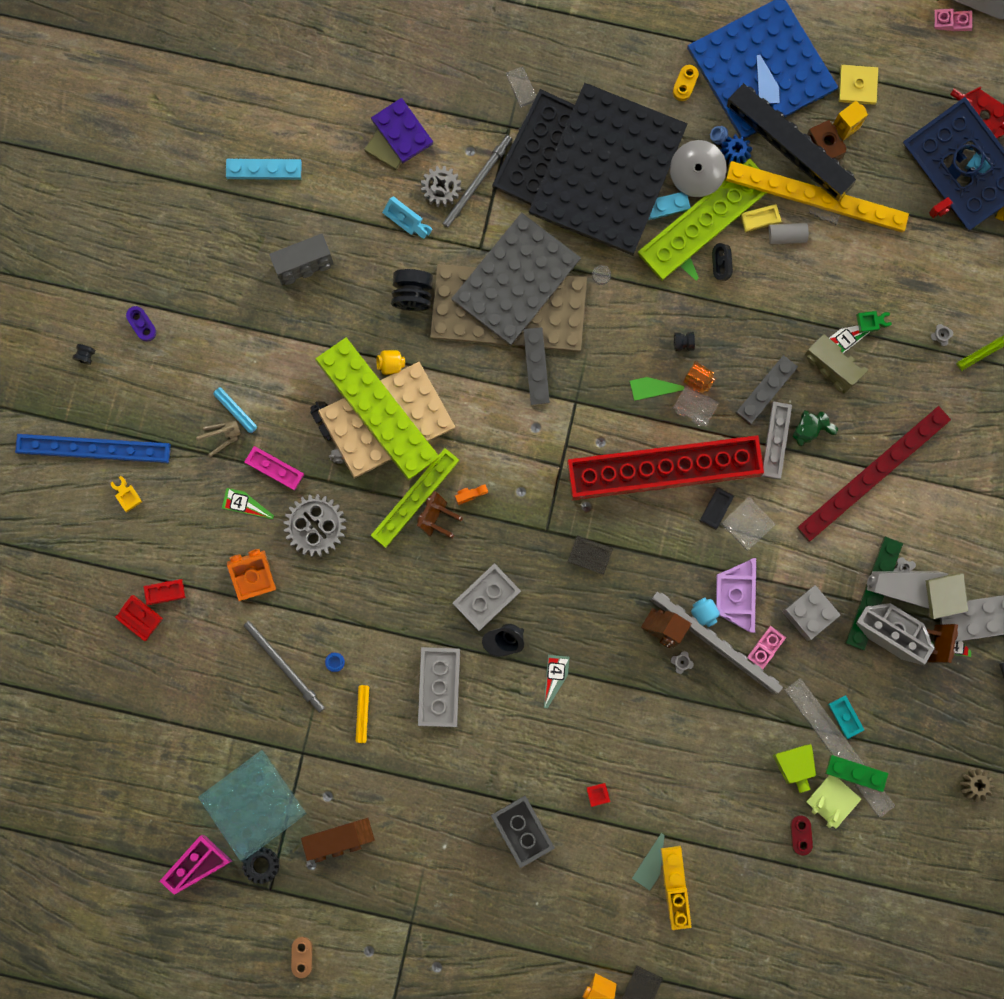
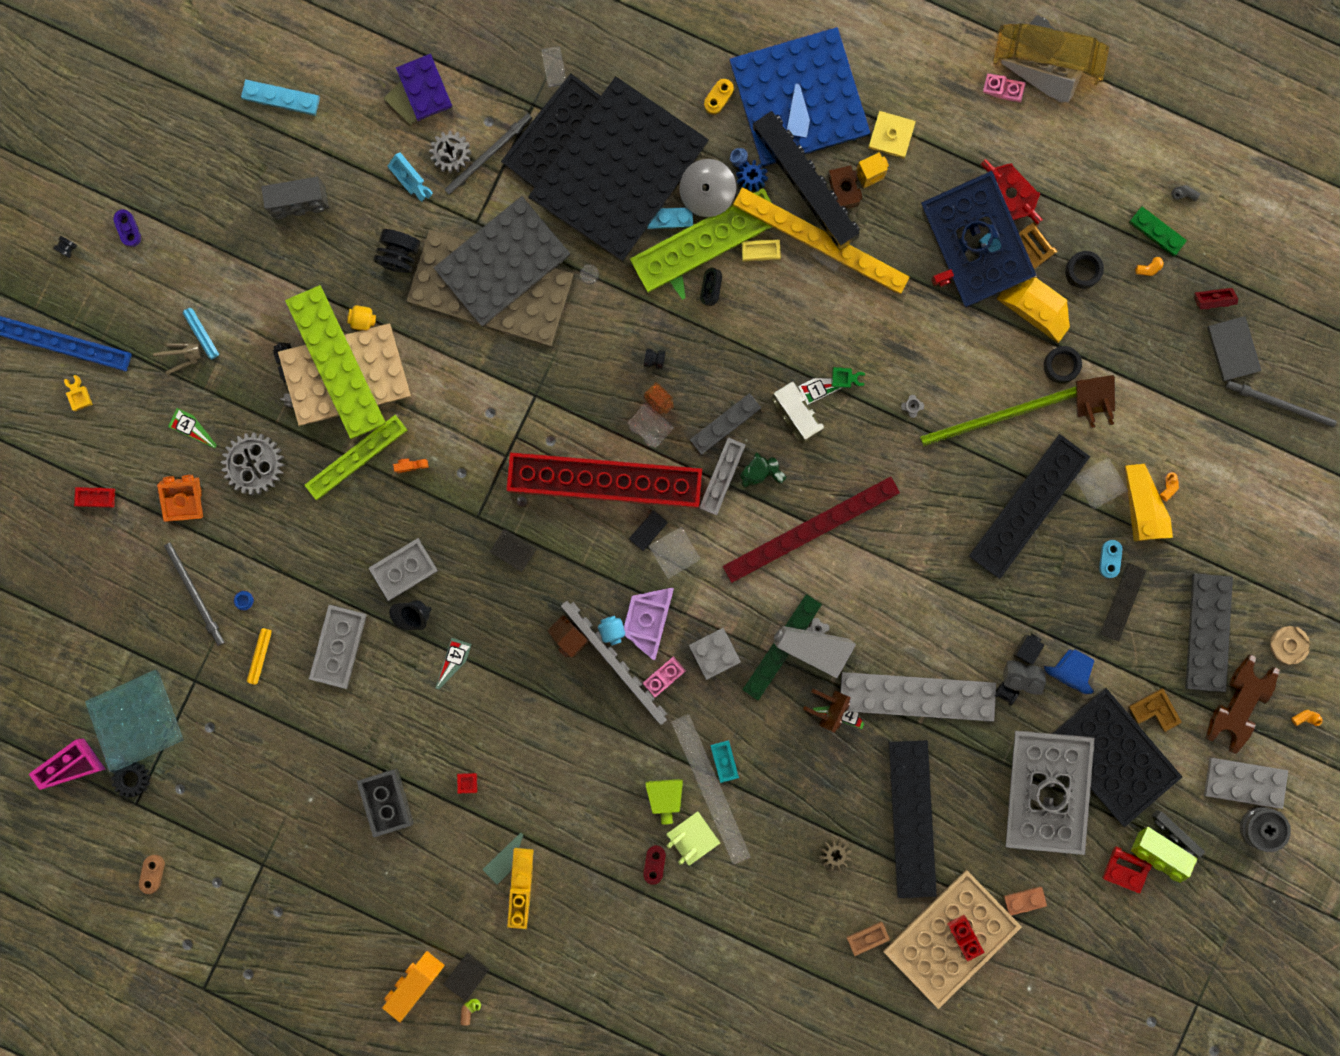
camera: 20 degrees right, 5 degrees up
(139, 618) = (64, 517): red plate -> none
(274, 468) = (225, 399): dark pink plate -> none
(337, 839) = (208, 771): reddish brown wedge -> none
(434, 506) = (366, 476): reddish brown plate -> none
(536, 366) = (503, 352): dark grey plate -> none
(650, 387) = (611, 397): bright green sticker -> none
(682, 657) = (582, 677): light grey plate -> none
(788, 233) = (784, 271): light grey brick -> none
(856, 773) = (720, 818): green plate -> none
(896, 632) = (791, 690): light grey wedge -> none
(946, 595) = (849, 665): tile -> none

